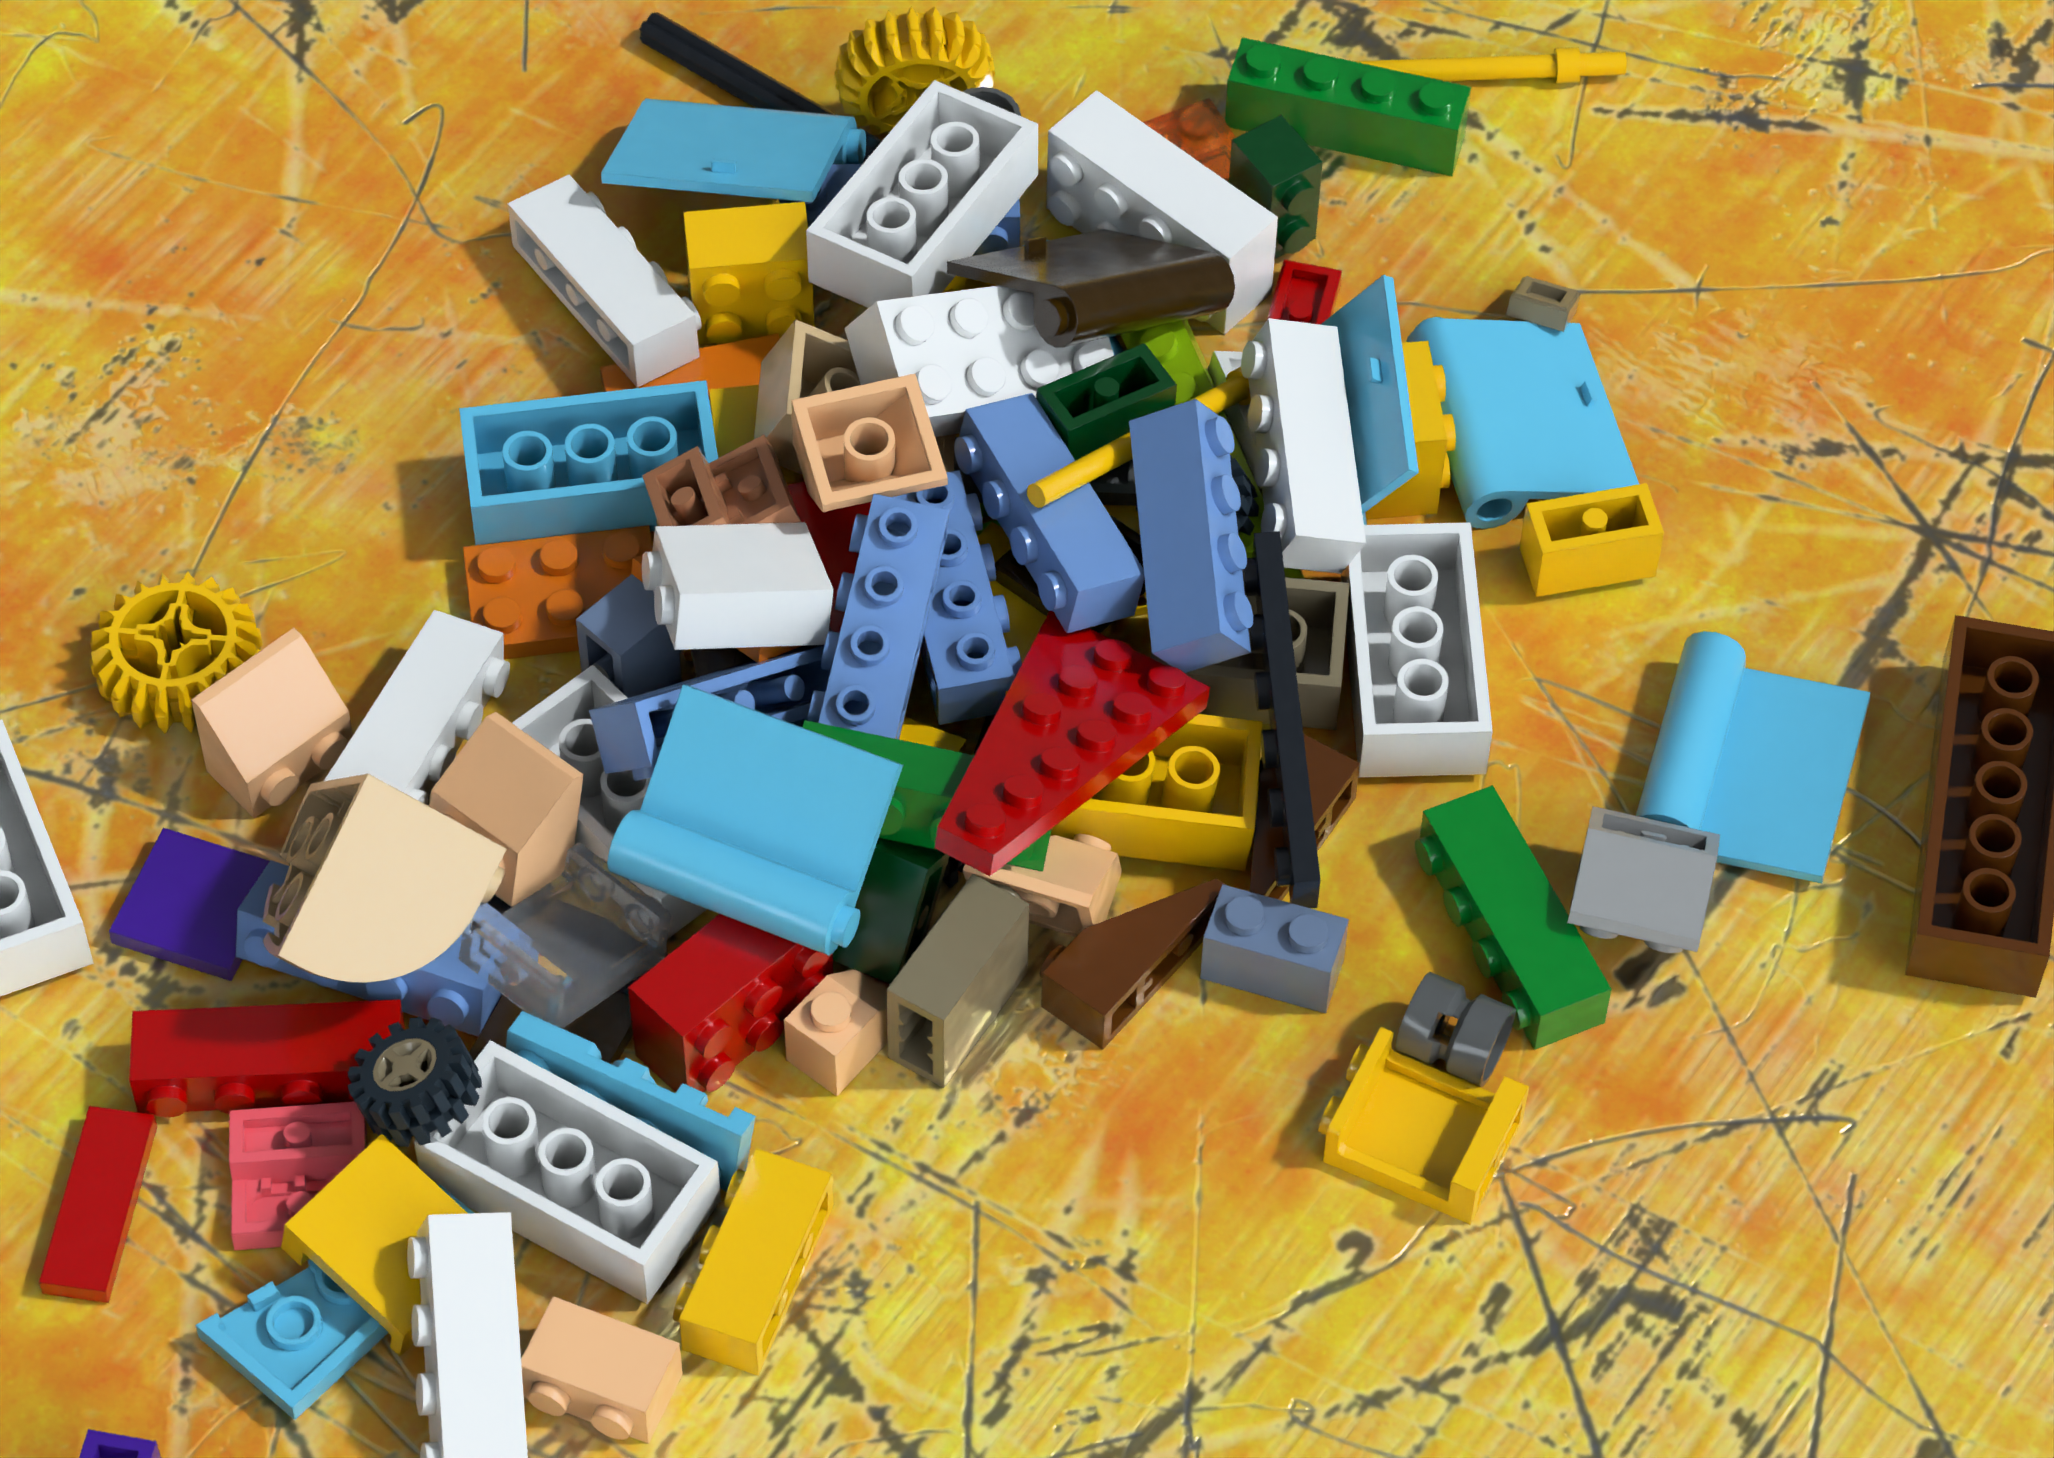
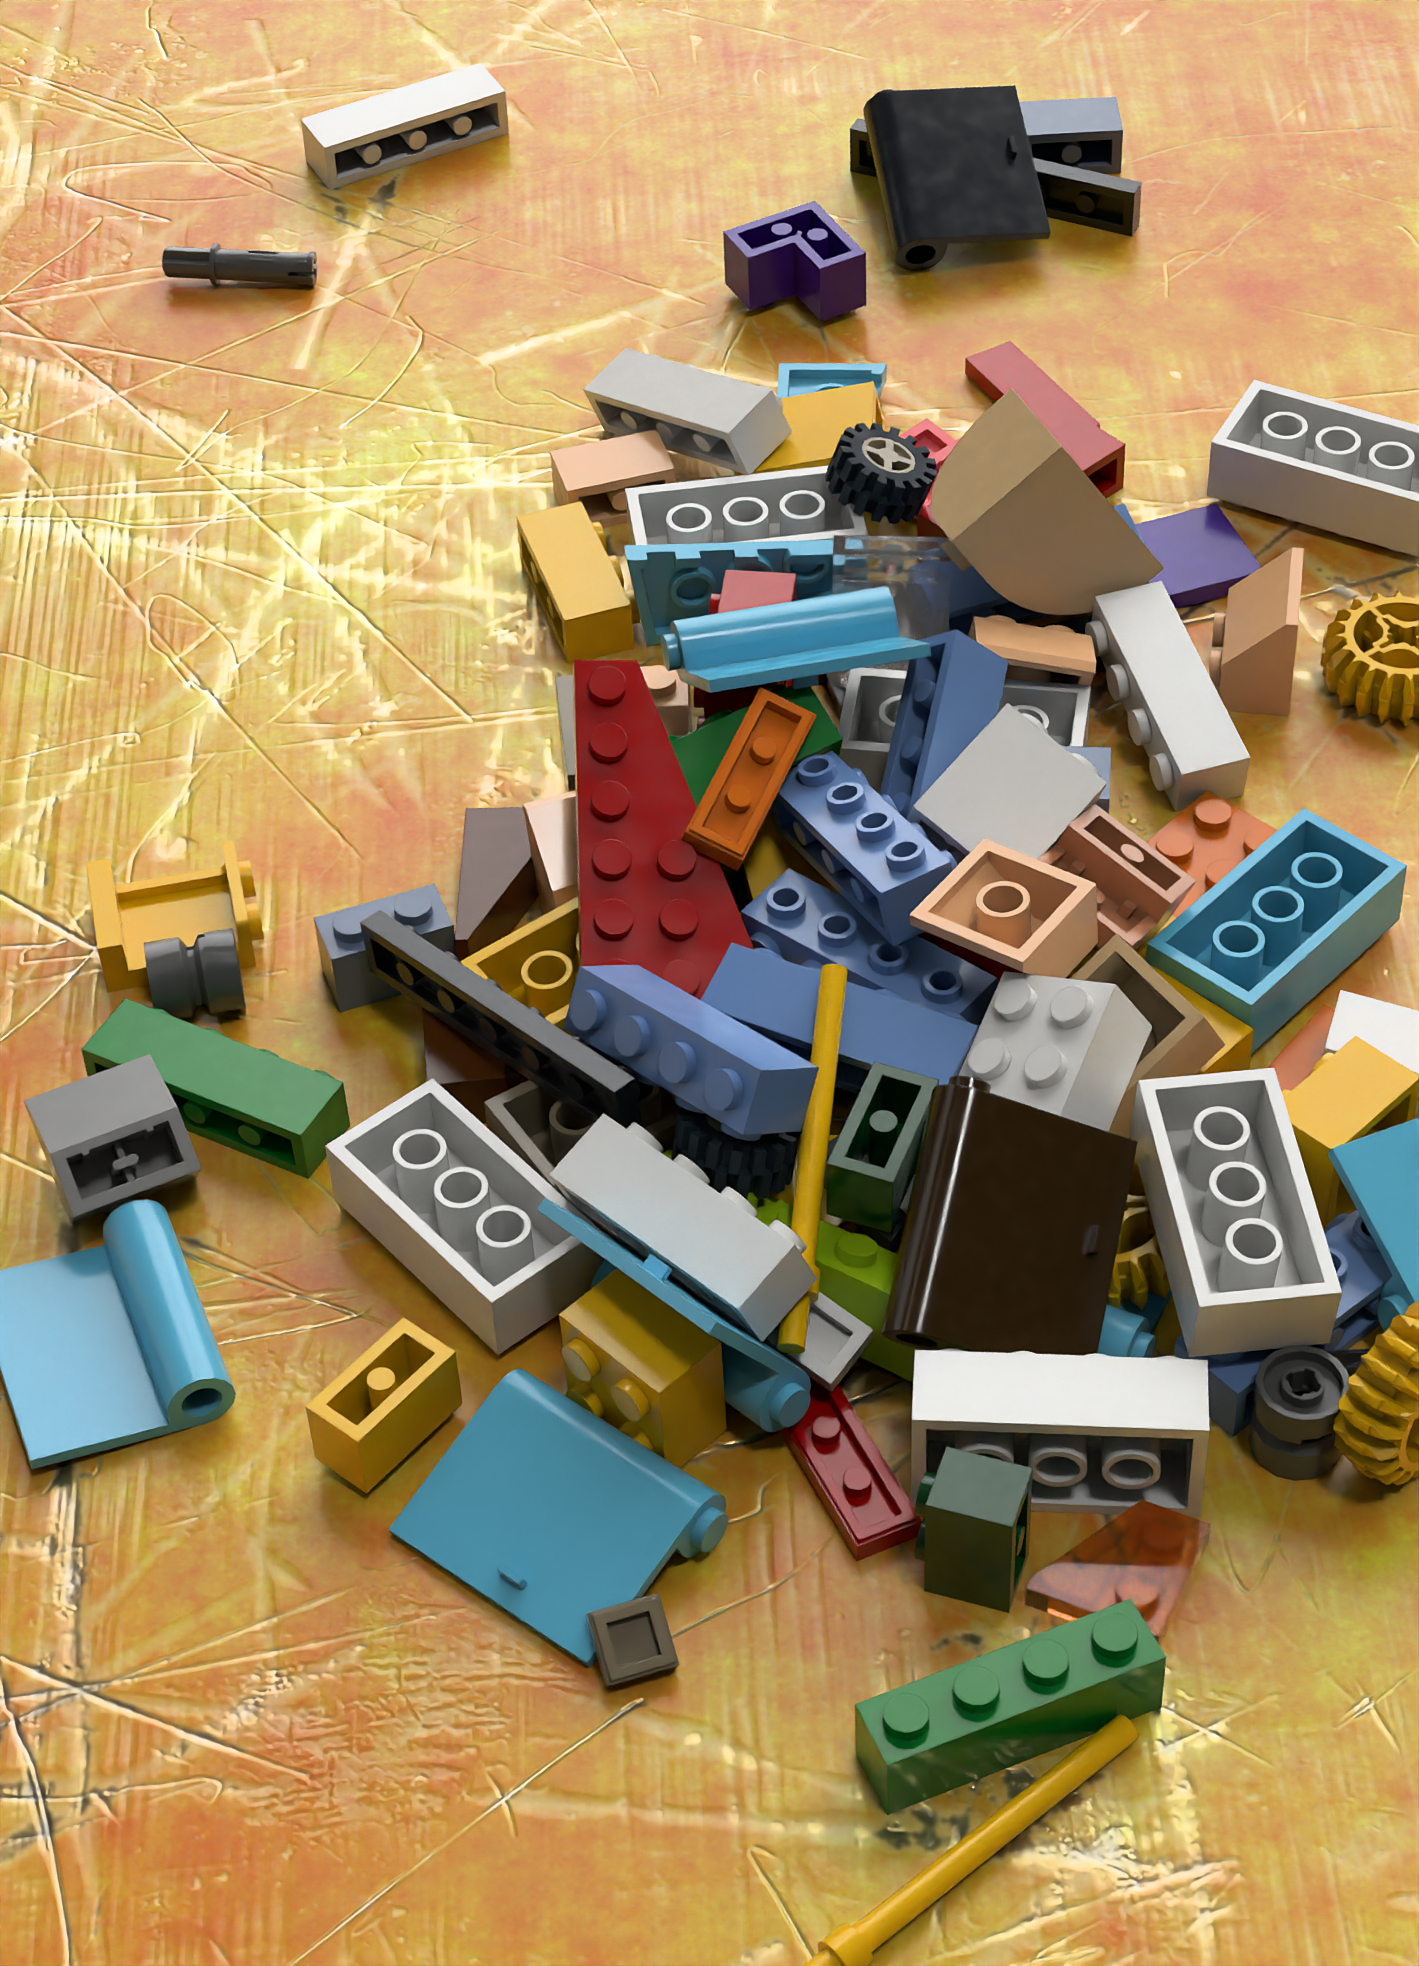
camera: 145 degrees right, 10 degrees down
(930, 715) = (748, 778): none -> orange tile

